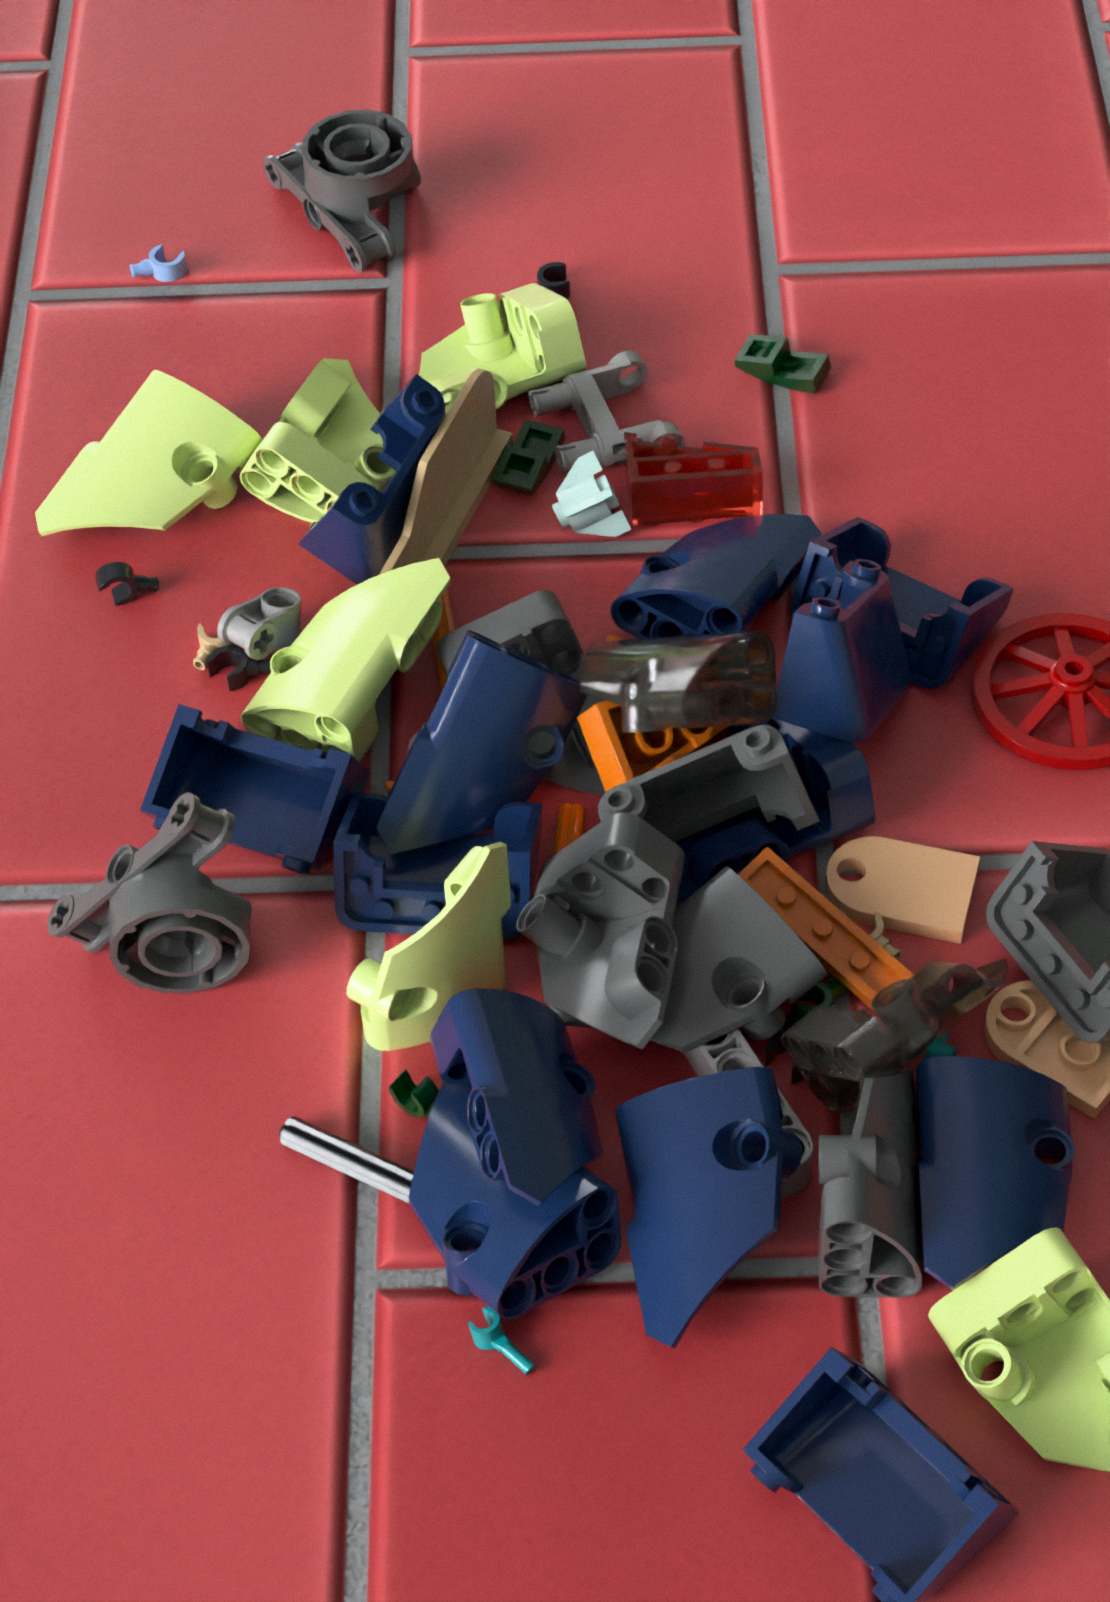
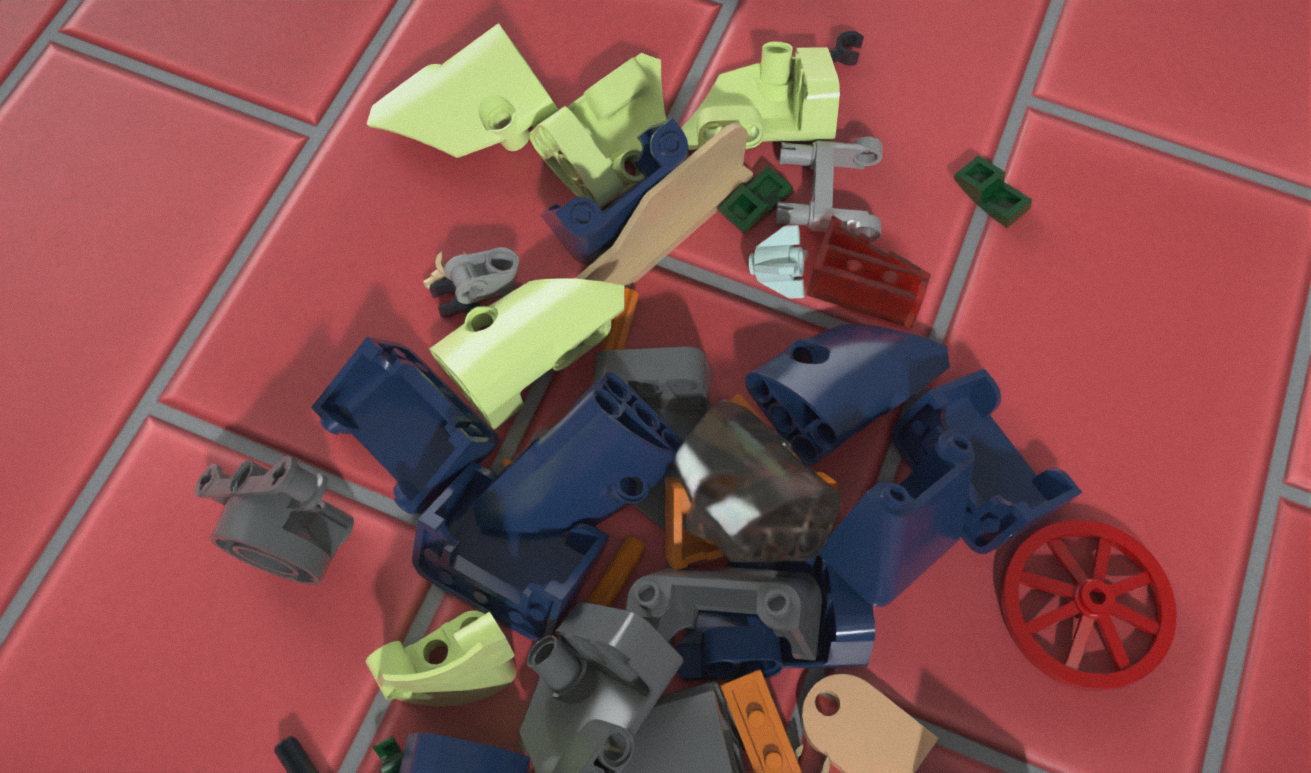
camera: 20 degrees right, 15 degrees up
(130, 585) = (408, 191): black piece -> none

